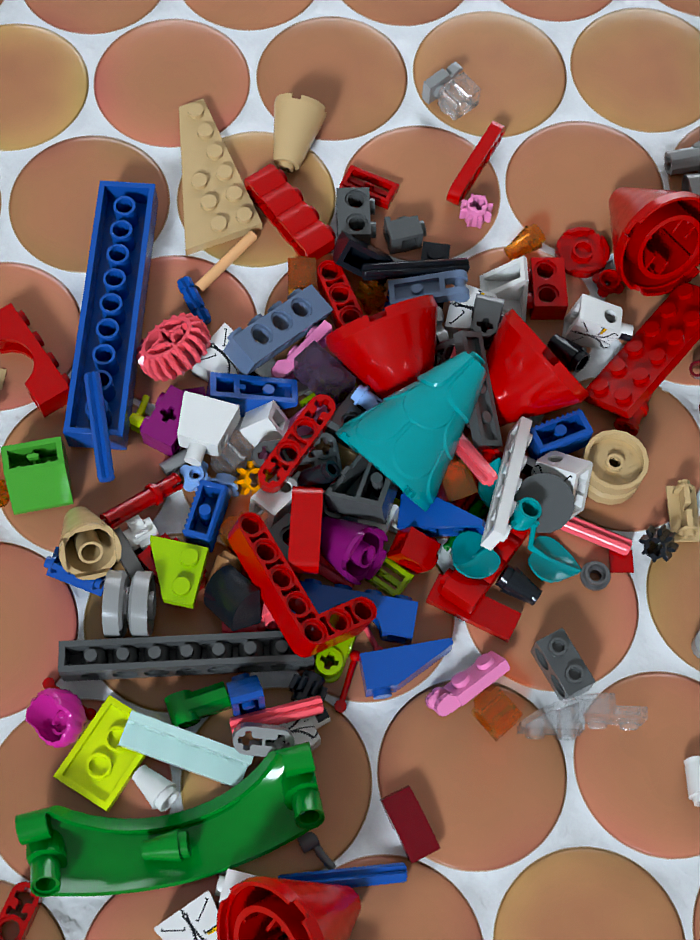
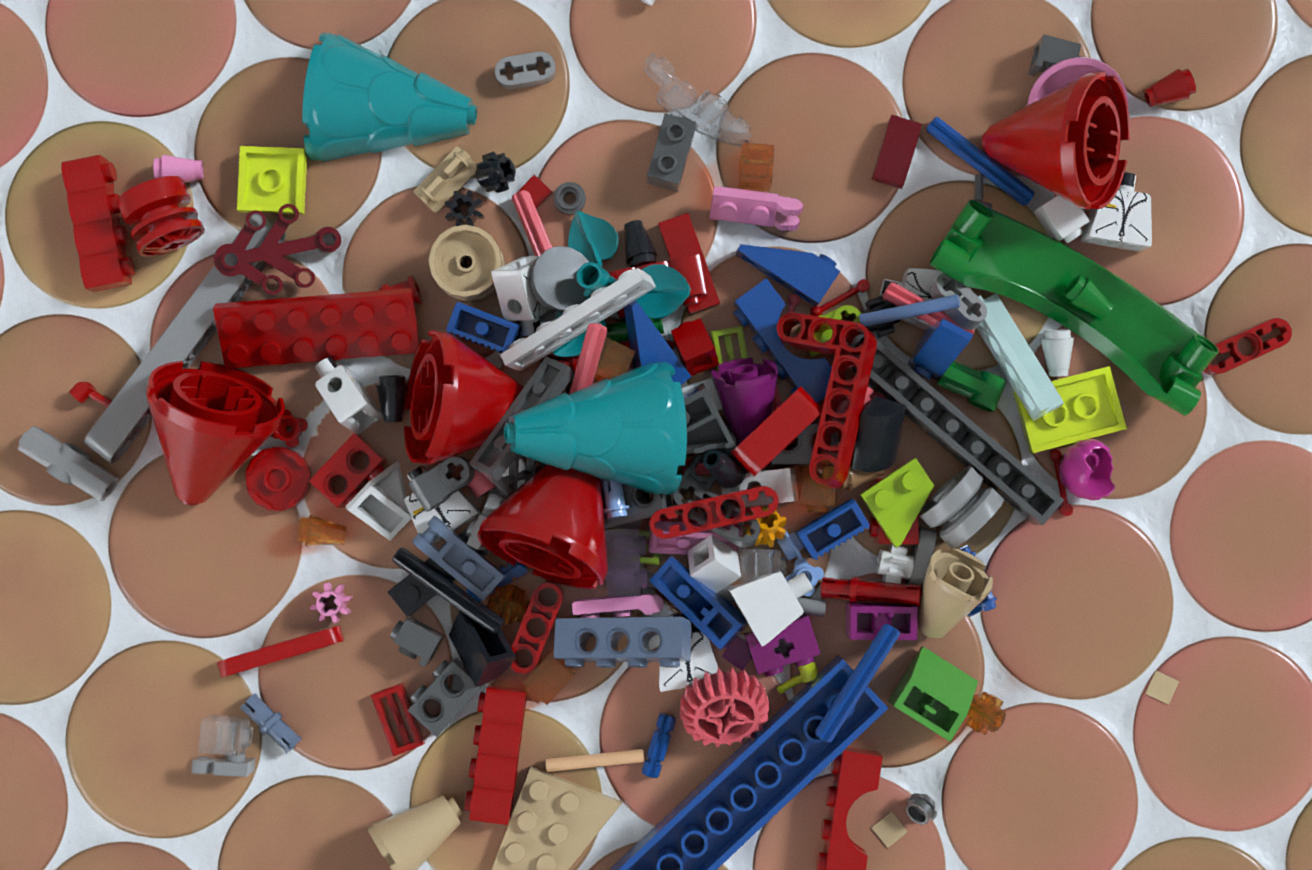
camera: 135 degrees left, 20 degrees up
(128, 481) = (866, 620): none -> magenta brick
(291, 699) = (910, 310): none -> medium blue bar
(439, 125) = (270, 723): none -> sand blue pin
(651, 510) = (460, 200): none -> black gear

